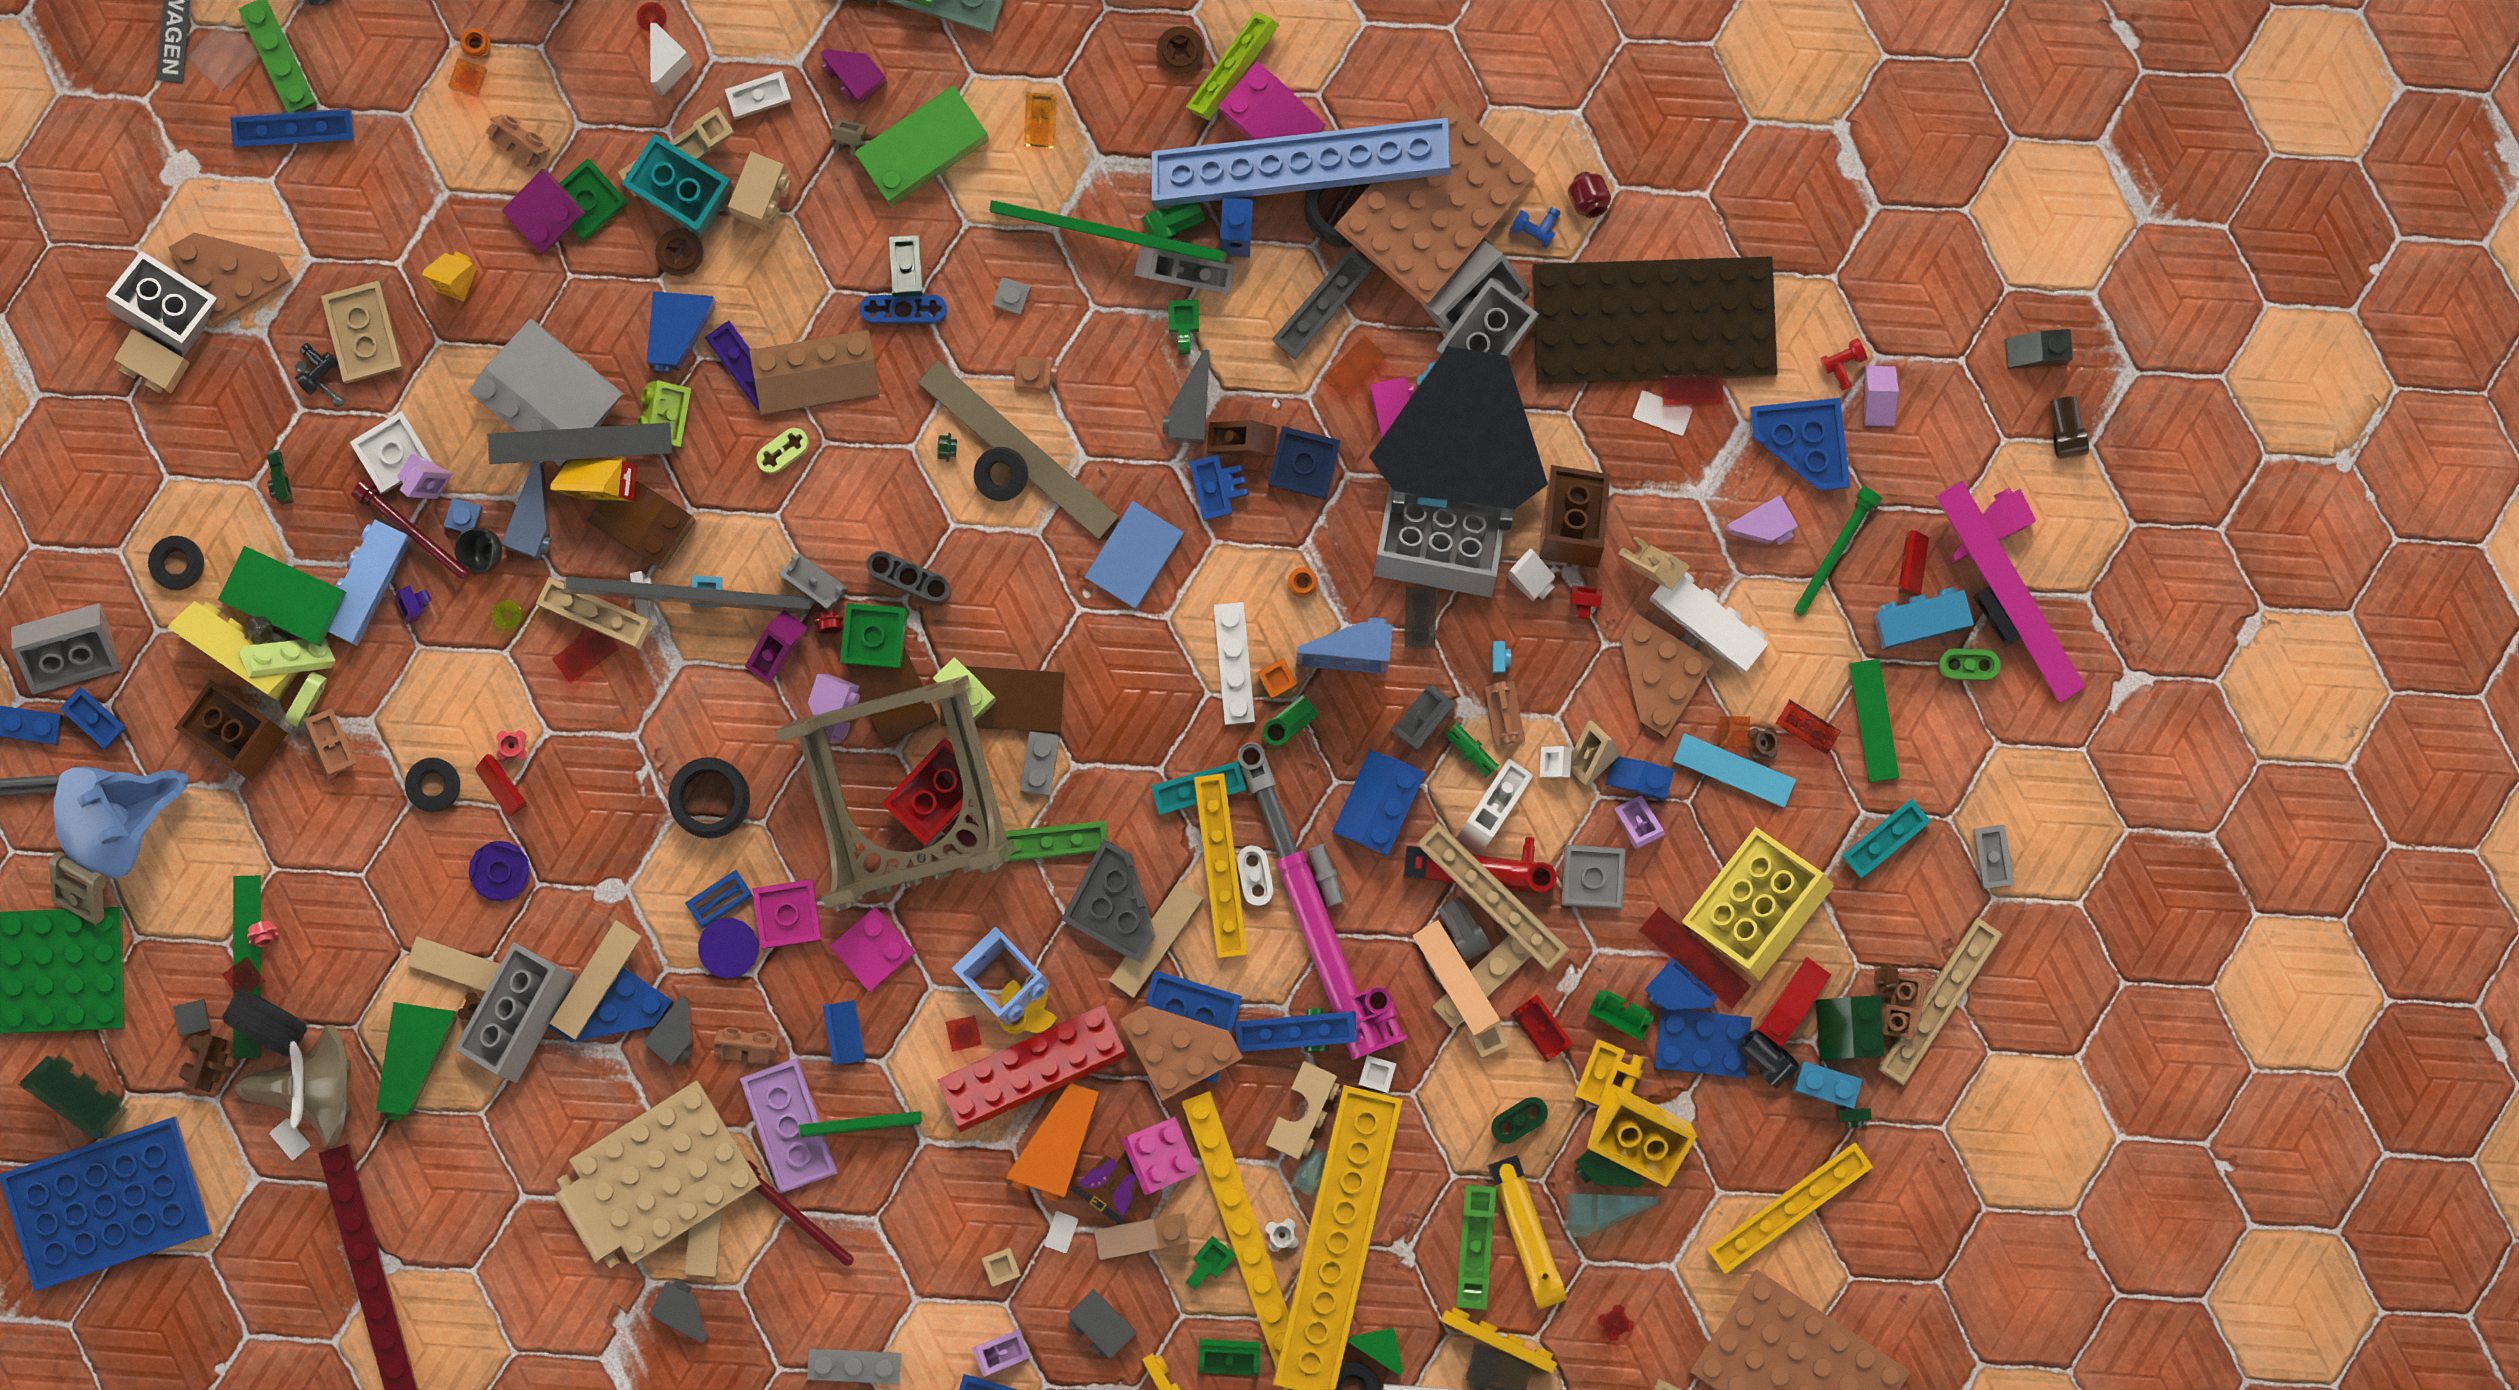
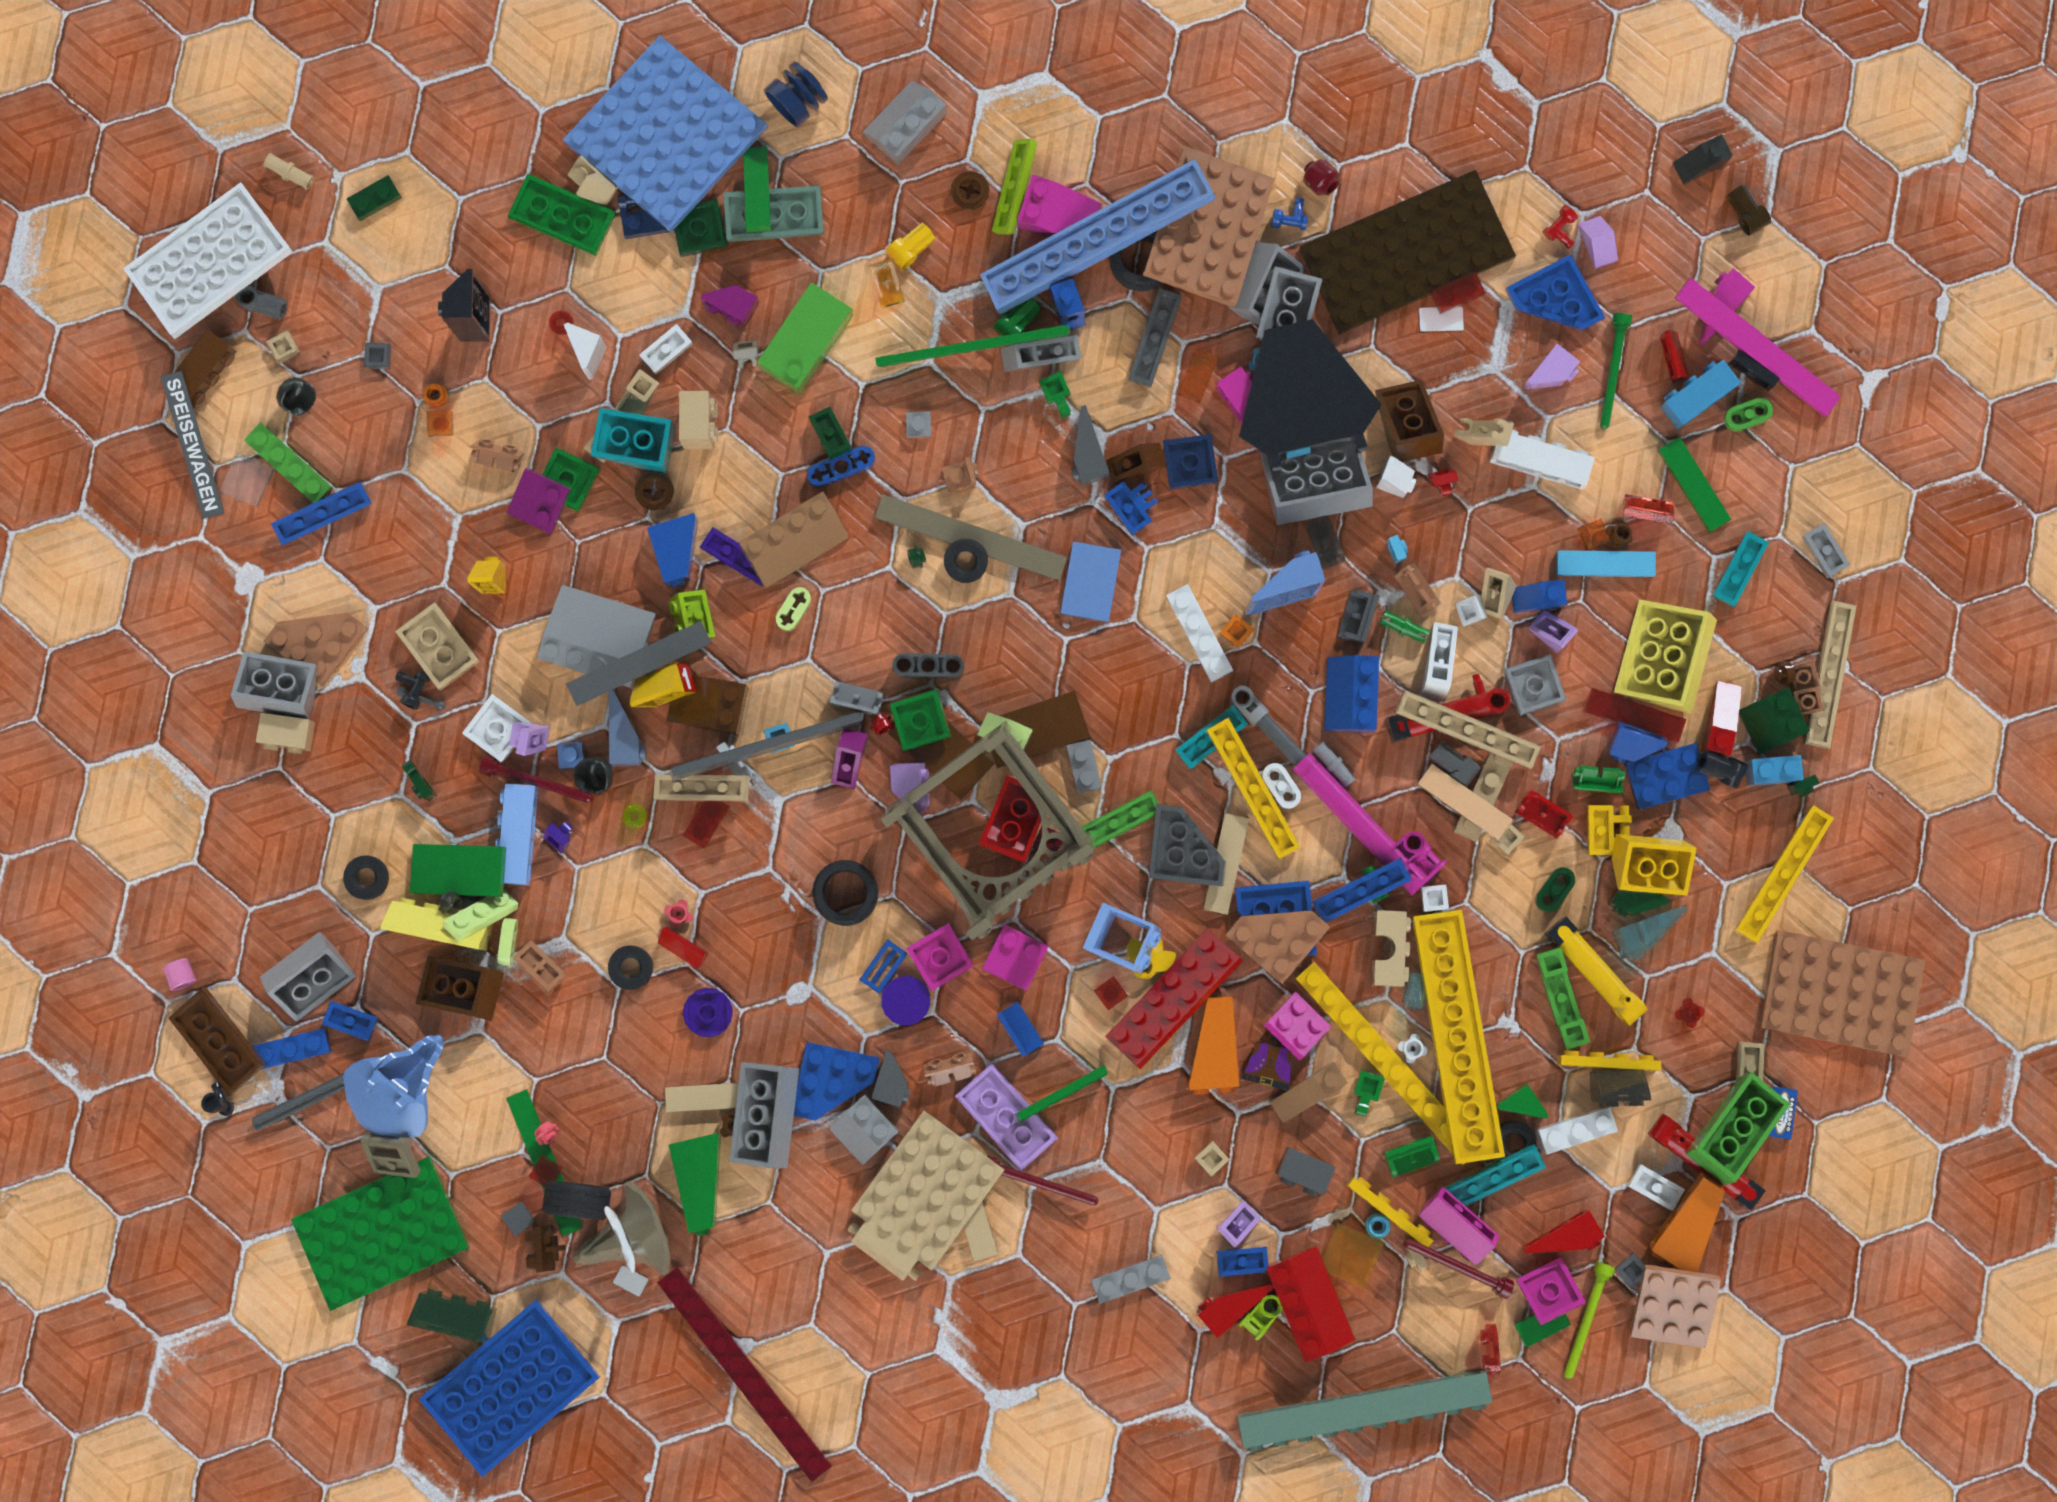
camera: 20 degrees left, 0 degrees up
(595, 980) = (816, 1065): tan tile -> none
(622, 1074) = (864, 1129): none -> light grey slope
(680, 1310) = (982, 1290): dark grey slope -> none
(1061, 1232) = (1245, 1113): white sticker -> none
(1077, 89) = (905, 250): none -> yellow piece
(1290, 721) = (1259, 660): green piece -> none
(1302, 573) = (1229, 545): orange plate -> none
(1660, 673) = (1521, 513): nougat plate -> none

